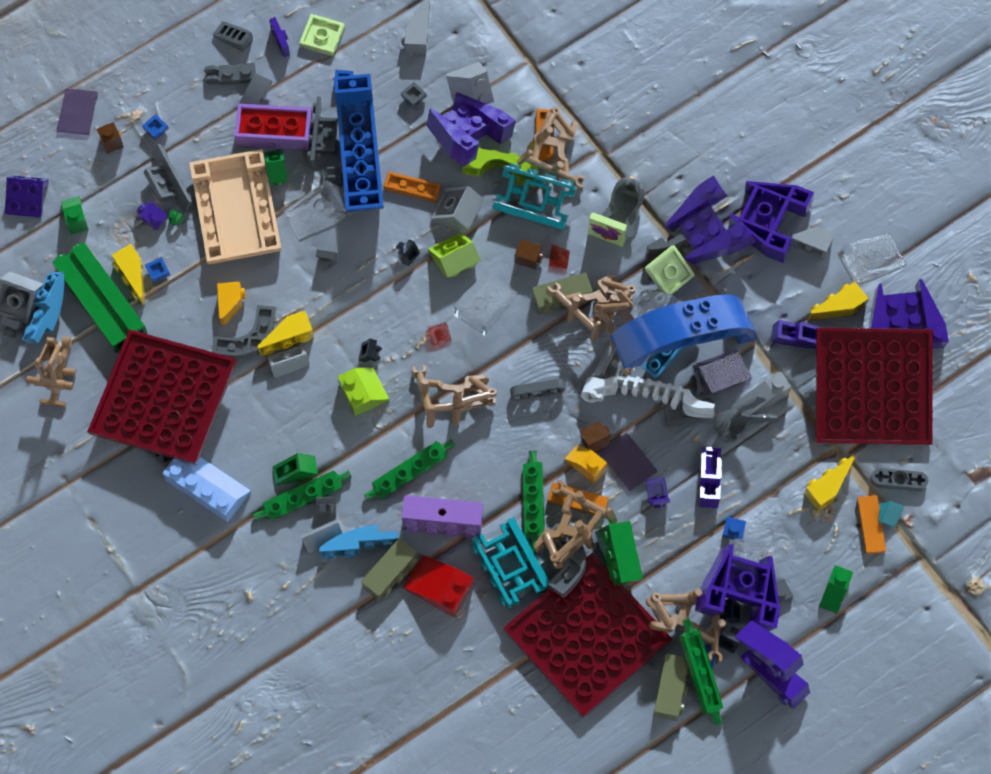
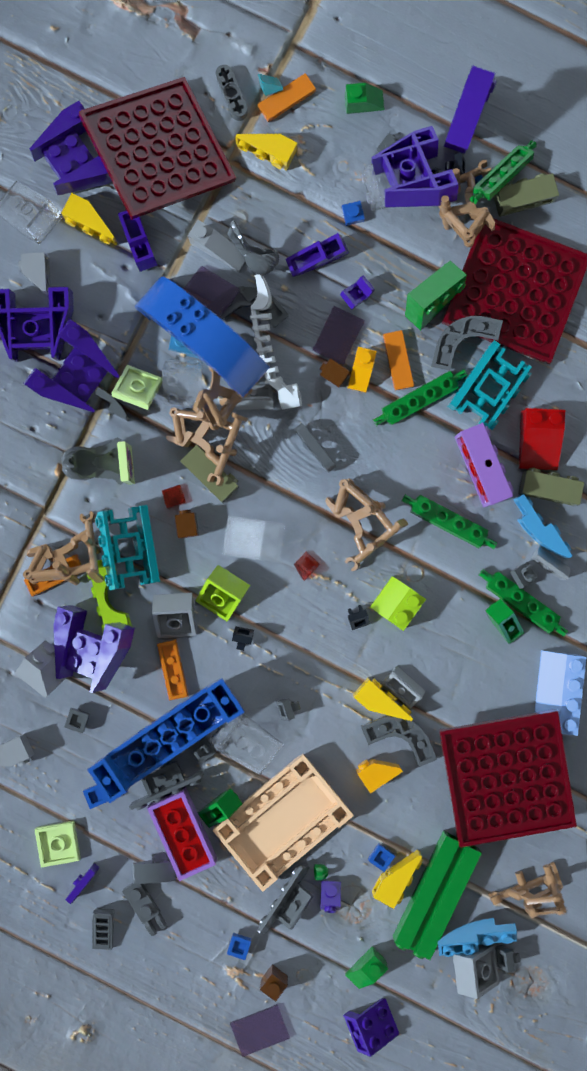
camera: 120 degrees left, 20 degrees up
(581, 533) = (439, 331): medium nougat piece -> none

